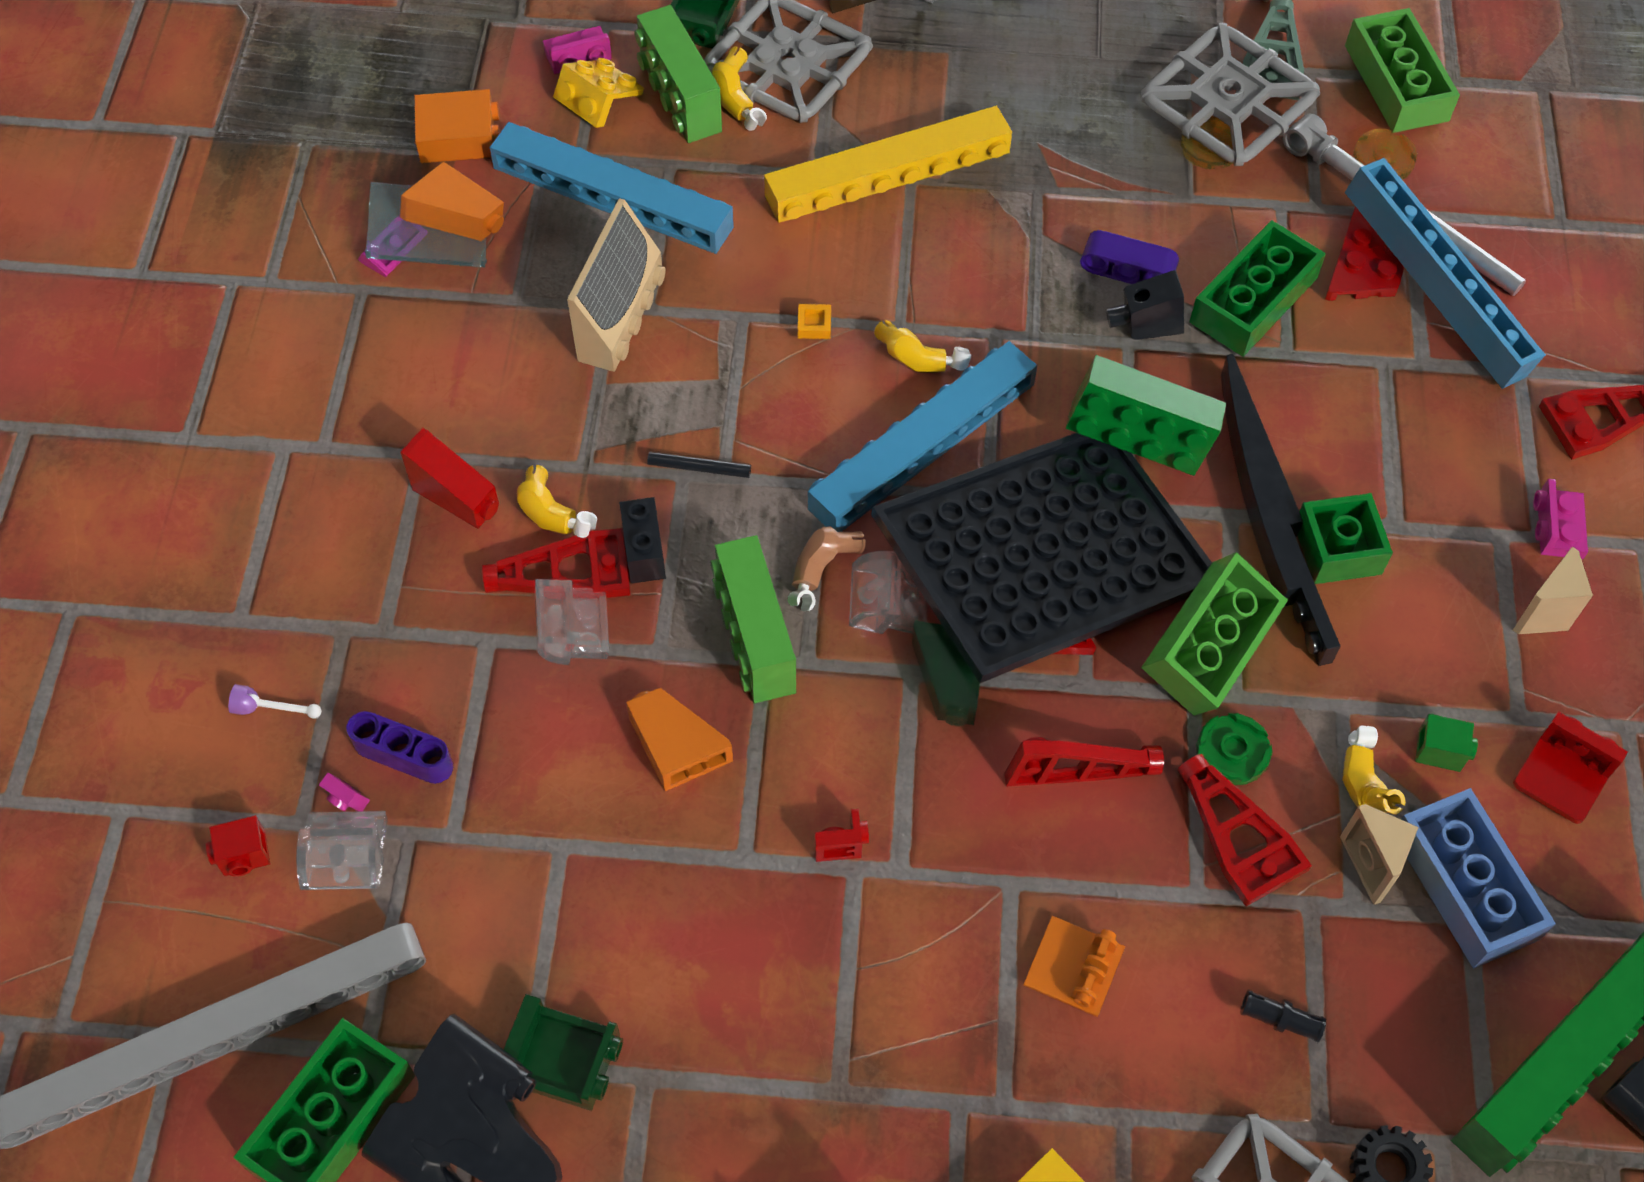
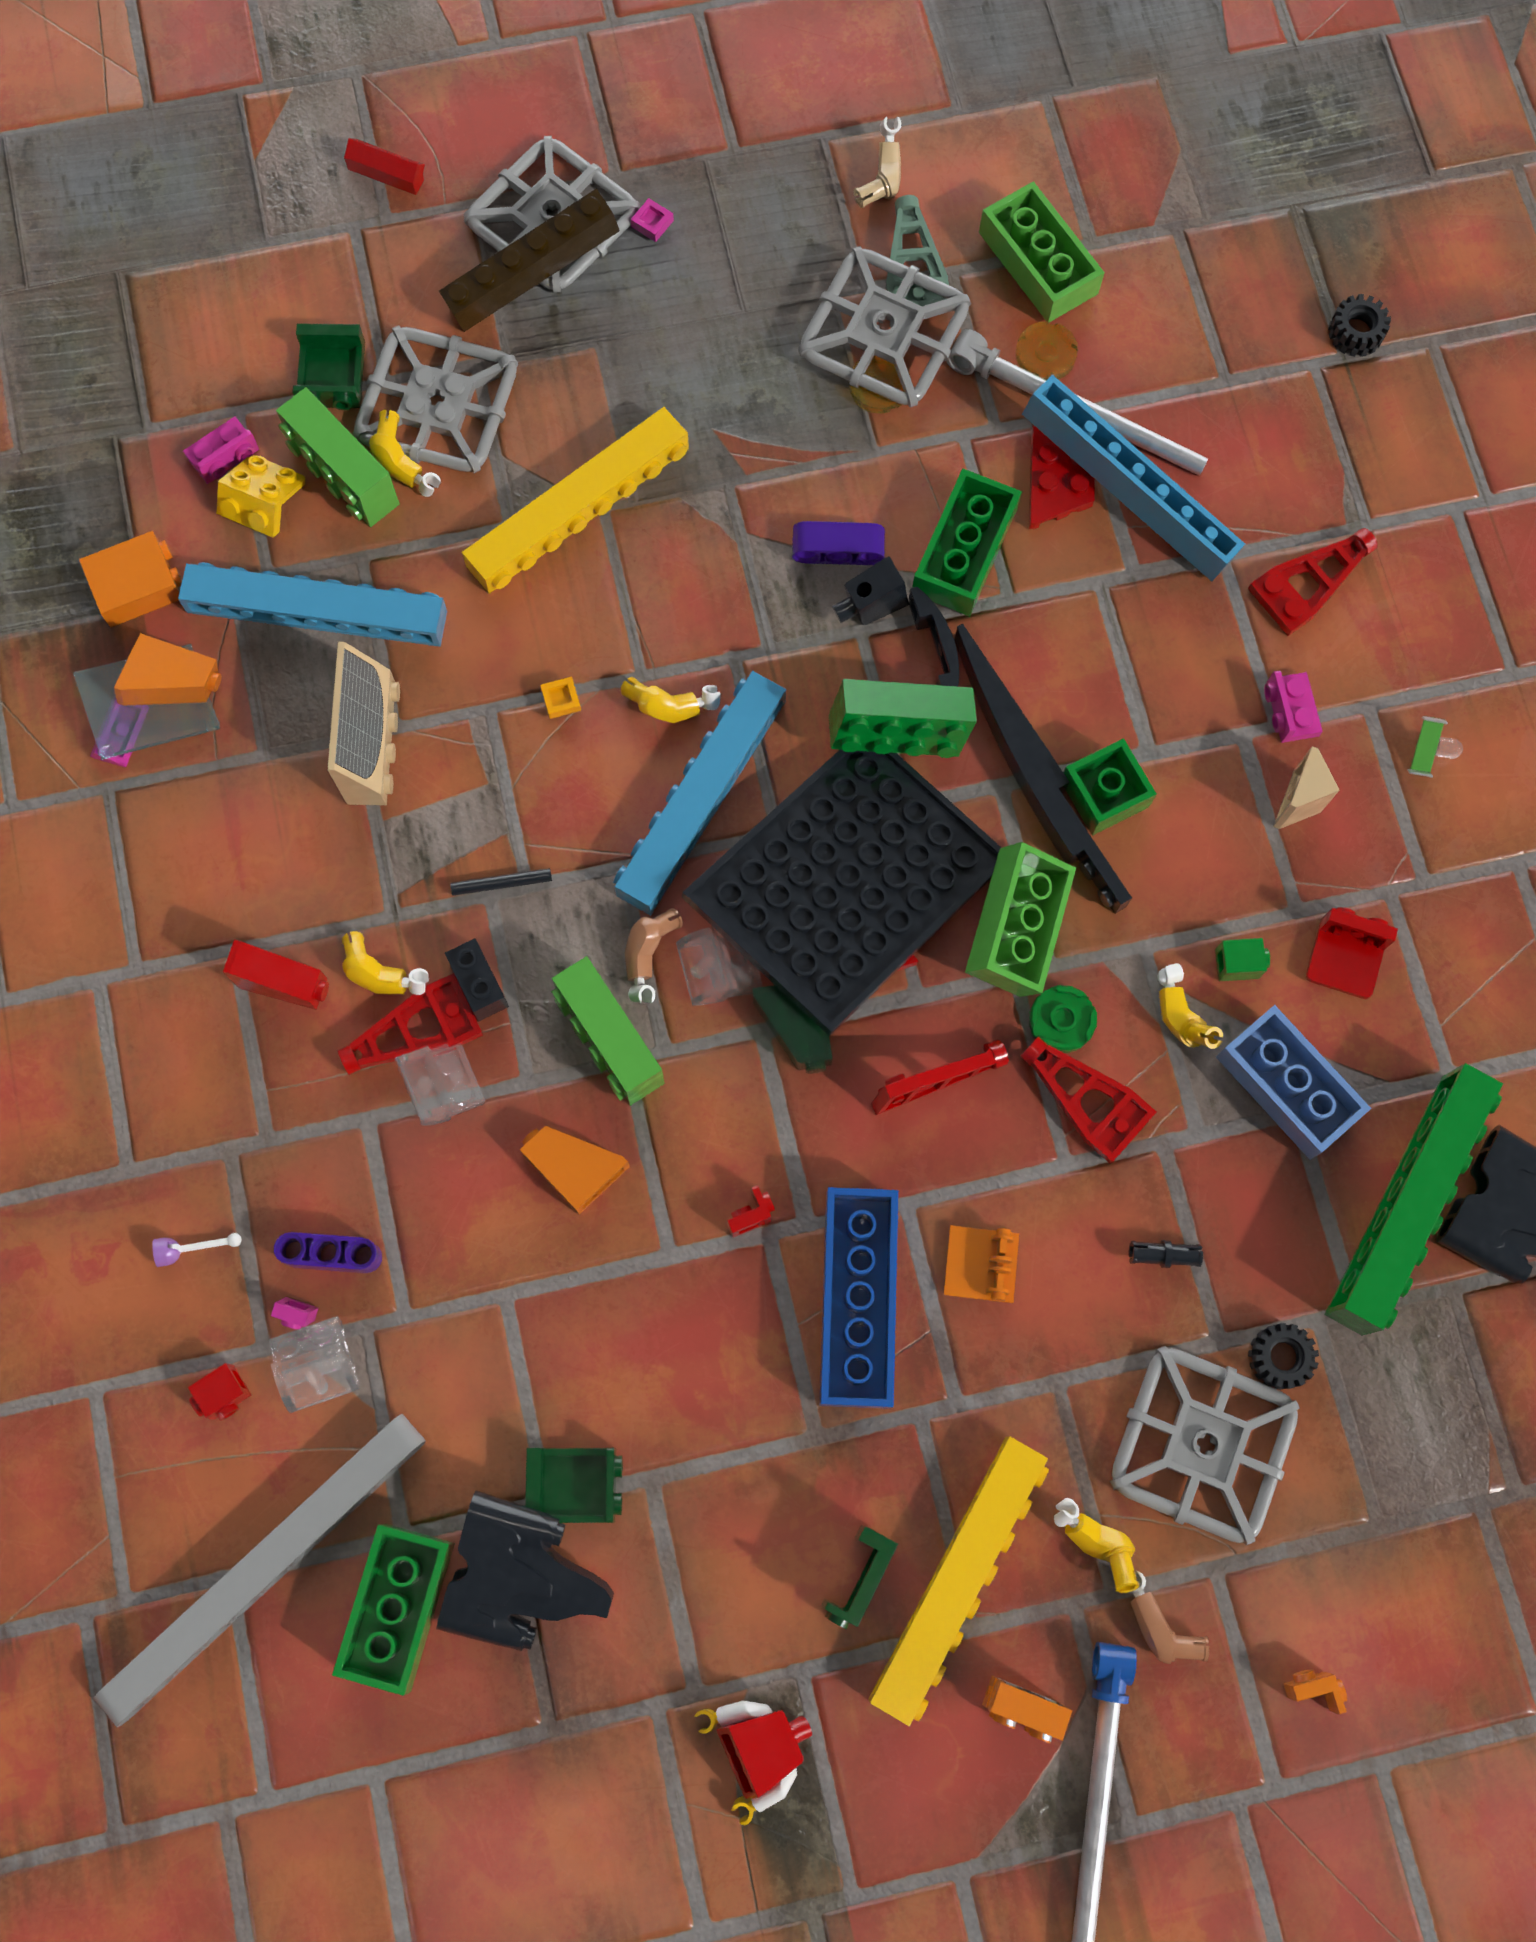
camera: 20 degrees left, 15 degrees up
(928, 956) = (859, 1298): none -> blue brick
(1201, 345) = (929, 616): none -> black slope
(1378, 848) = (1211, 1084): tan slope -> none

